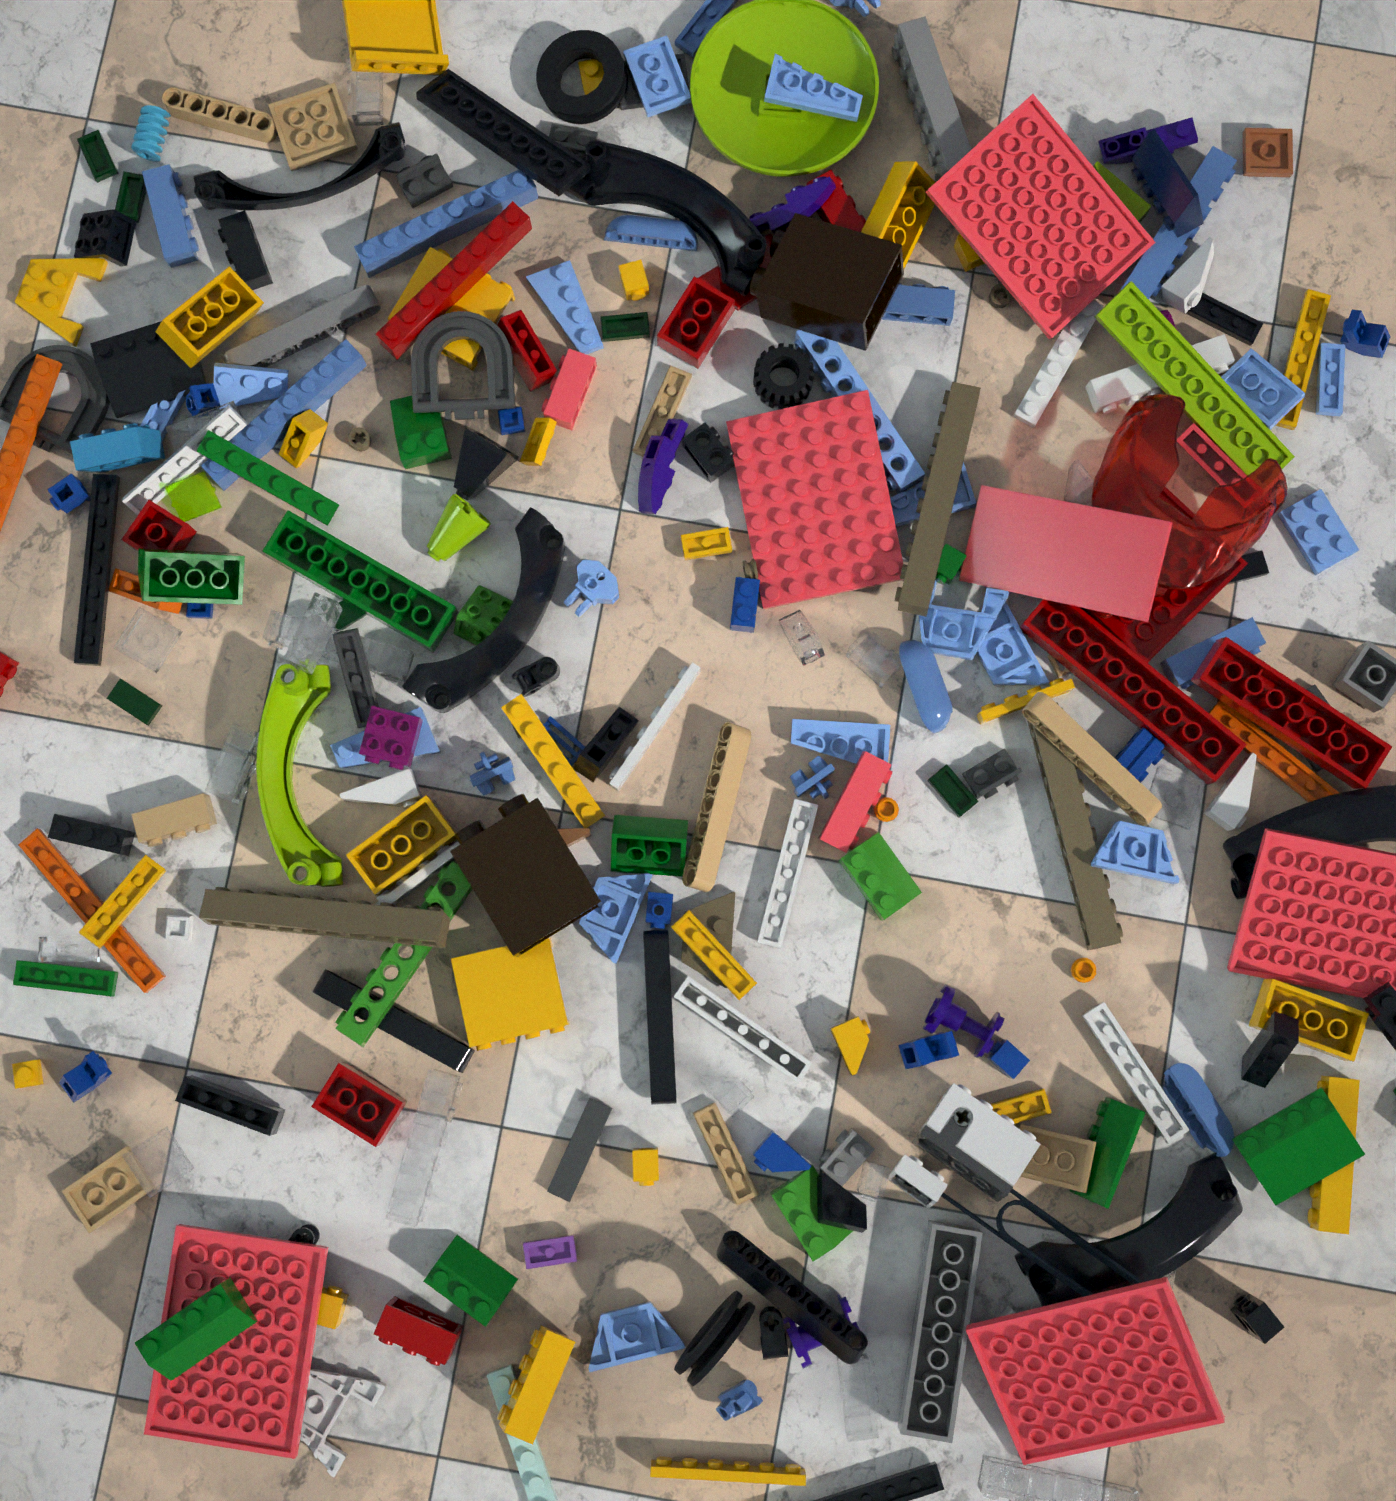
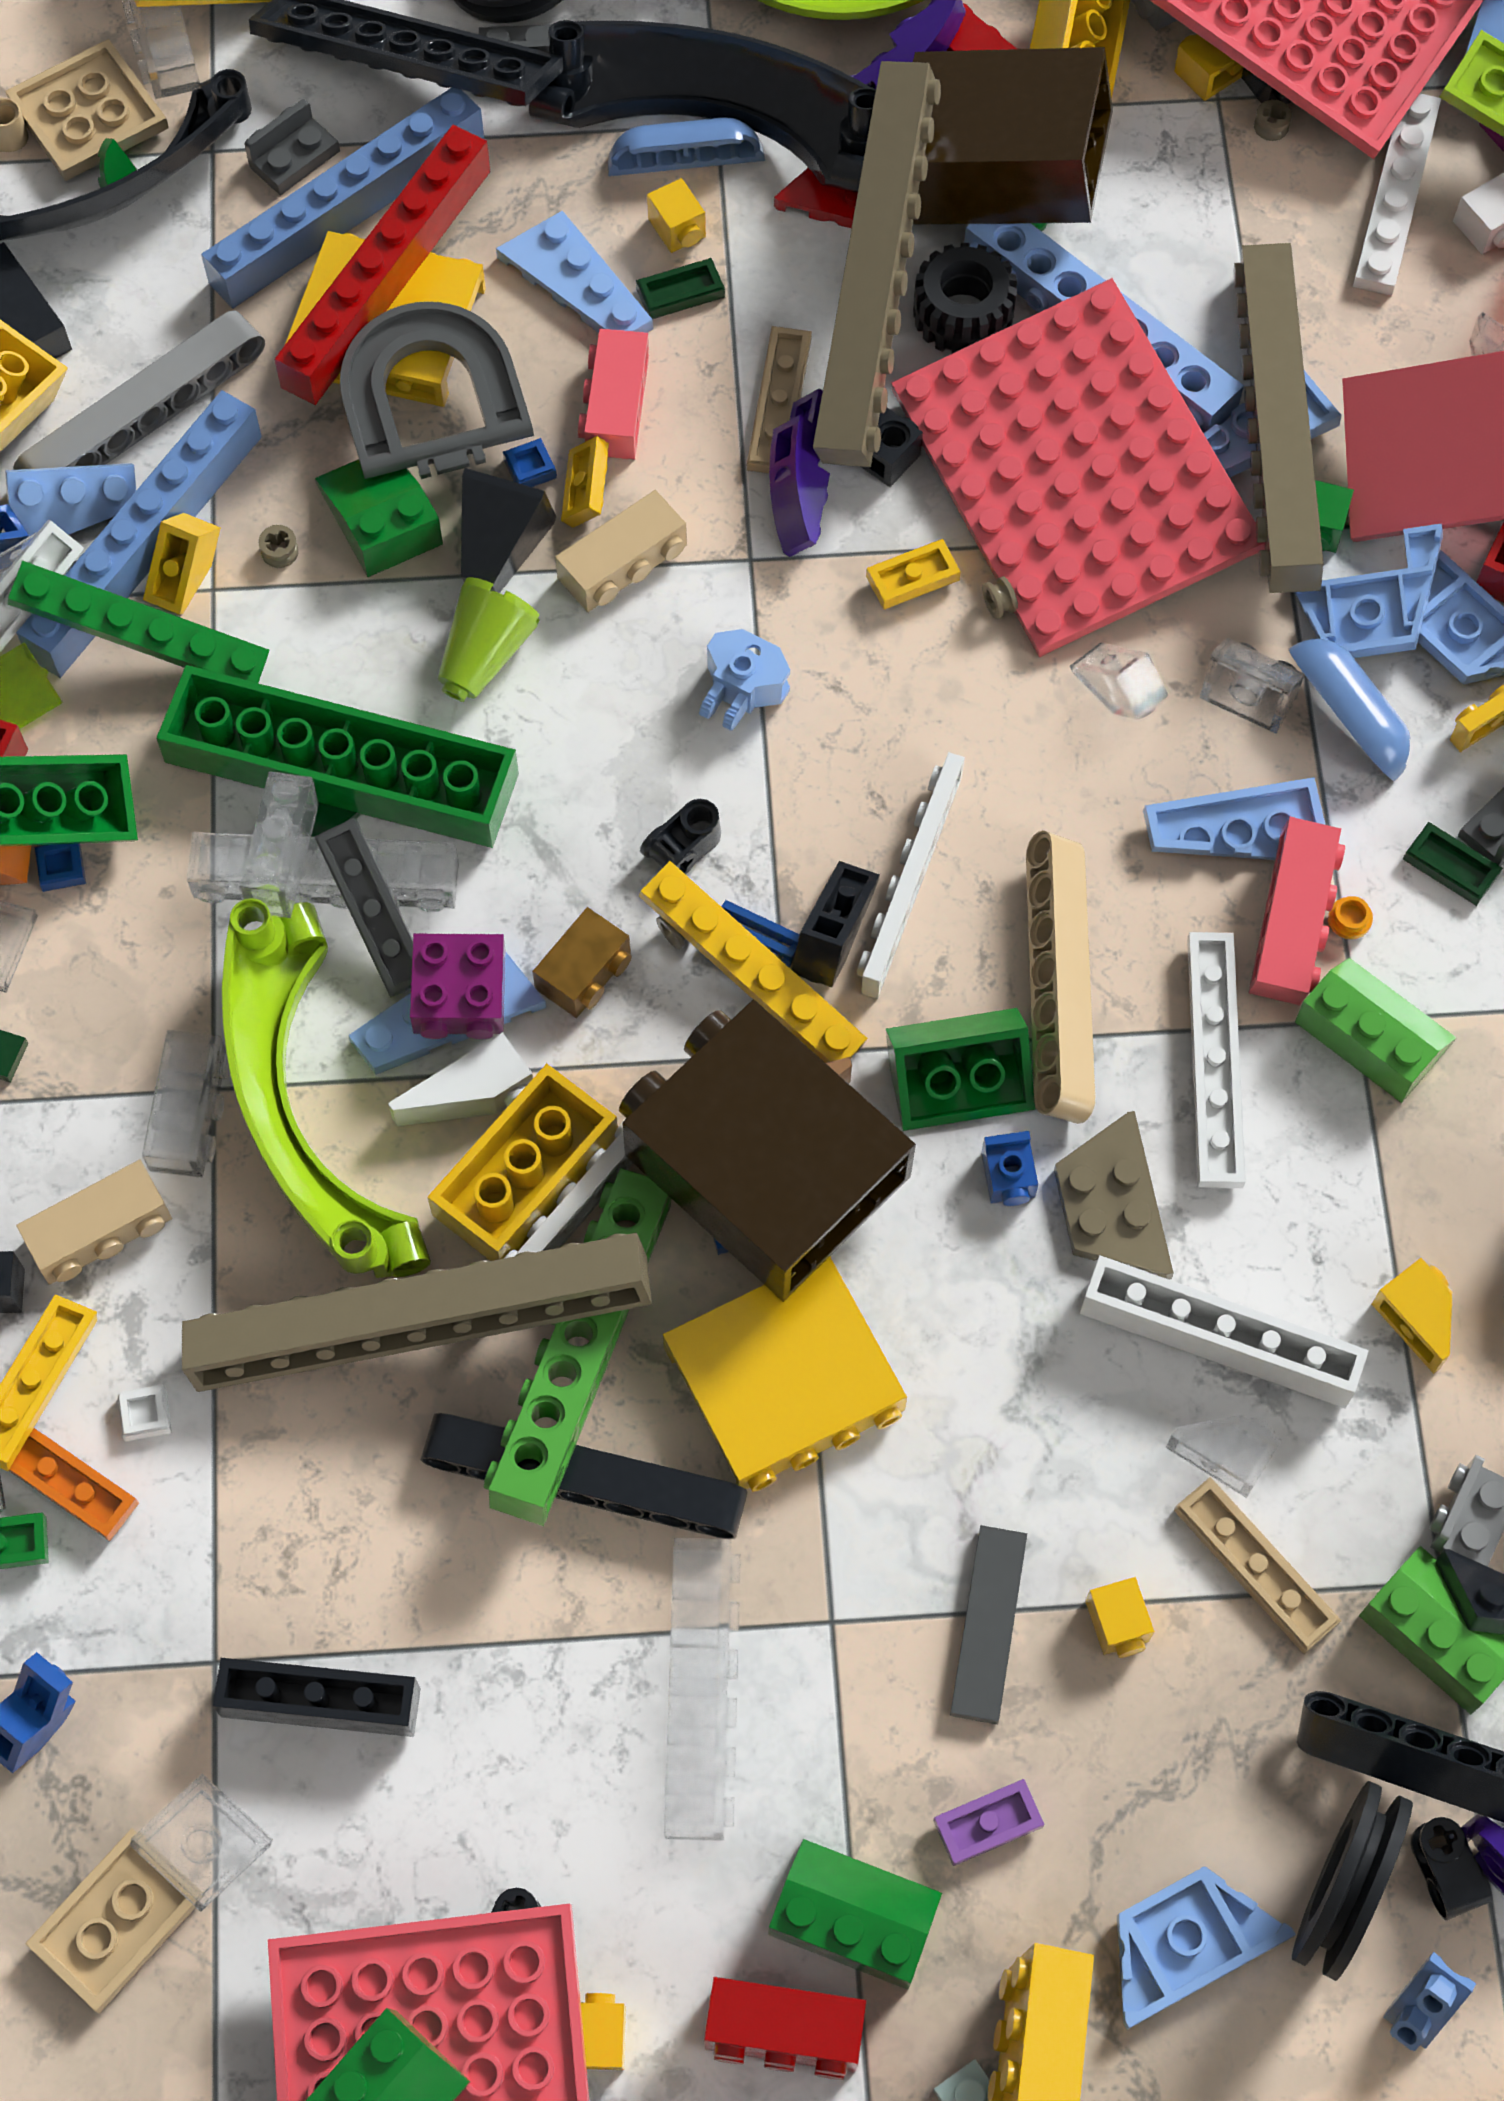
camera: 15 degrees left, 15 degrees down
(319, 170) = (113, 163): none -> green tile
(359, 1103) = (560, 1634): red brick -> none
(464, 735) = (583, 963): none -> pearl gold brick
(476, 668) = (569, 852): black panel -> none
(481, 615) = (569, 774): bright green bracket -> none
(482, 778) = (667, 1003): medium blue hips -> none
(527, 351) = (542, 359): red brick -> none
(549, 489) = (622, 551): none -> tan brick
(613, 920) = (933, 1205): light blue wing -> none
(659, 1017) = (1067, 1354): black beam -> none
(696, 322) = (797, 251): red brick -> none
(714, 955) = (1131, 1218): yellow tile -> none
(731, 352) = (876, 264): none -> dark tan brick
(744, 604) = (1008, 649): blue brick -> none
(778, 1156) = (1357, 1539): blue slope -> none
(821, 771) = (1198, 907): medium blue hips -> none
(921, 305) = (1155, 155): medium blue brick -> none

